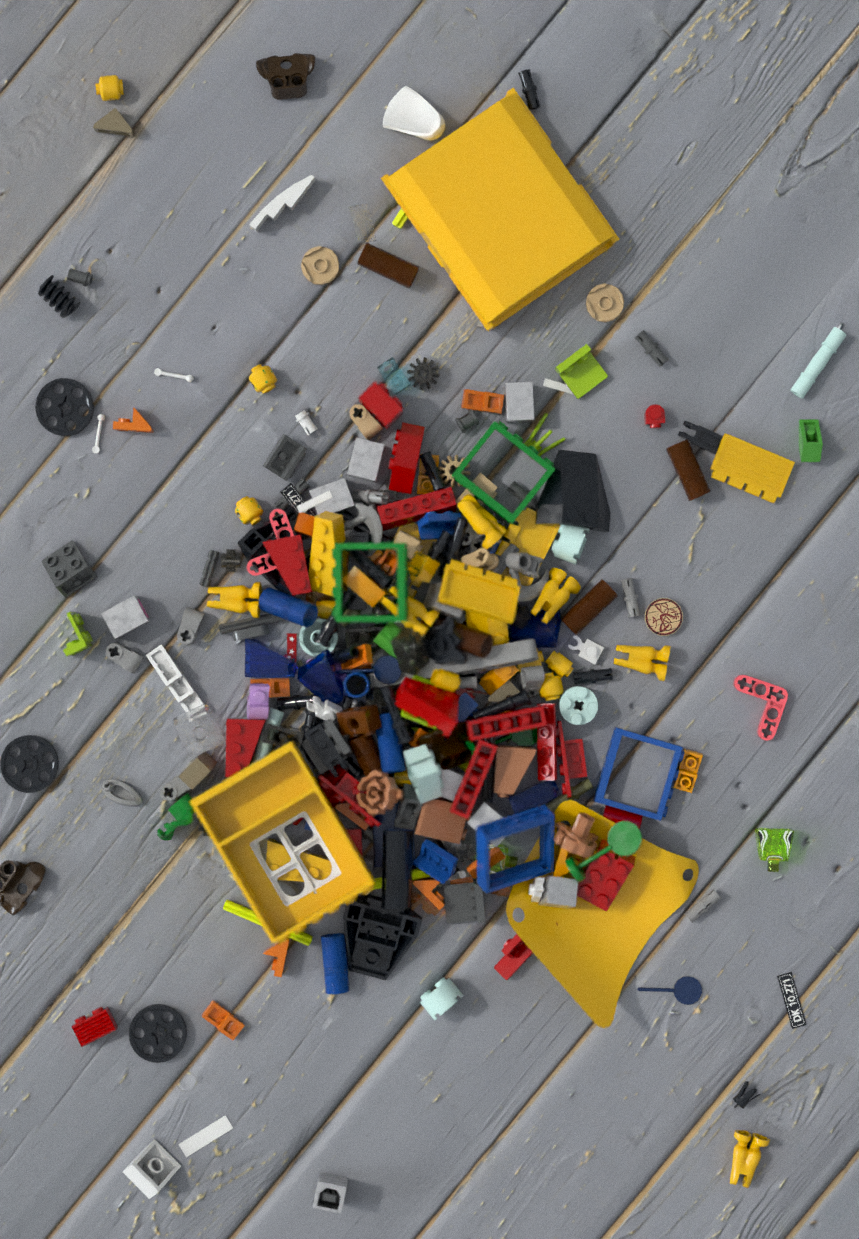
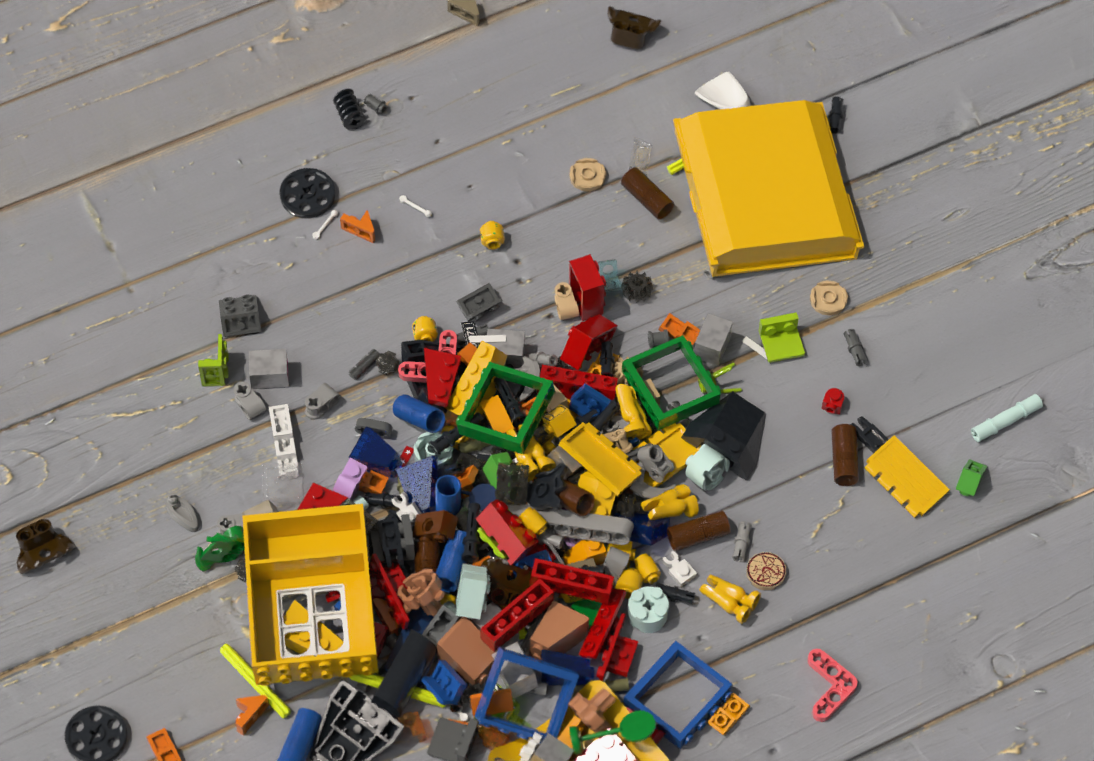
camera: 25 degrees right, 30 degrees down
(27, 754) = (111, 463): black wedge -> none
(94, 1026) = (40, 701): red brick -> none
(233, 598) = (374, 395): yellow piece -> none
(248, 623) = (398, 425): dark grey axle -> none
(288, 198) = (581, 113): white slope -> none
(306, 422) = (512, 284): white pin -> none
(366, 460) = (550, 330): flat silver piece -> none
(426, 887) = (426, 710): orange slope -> none

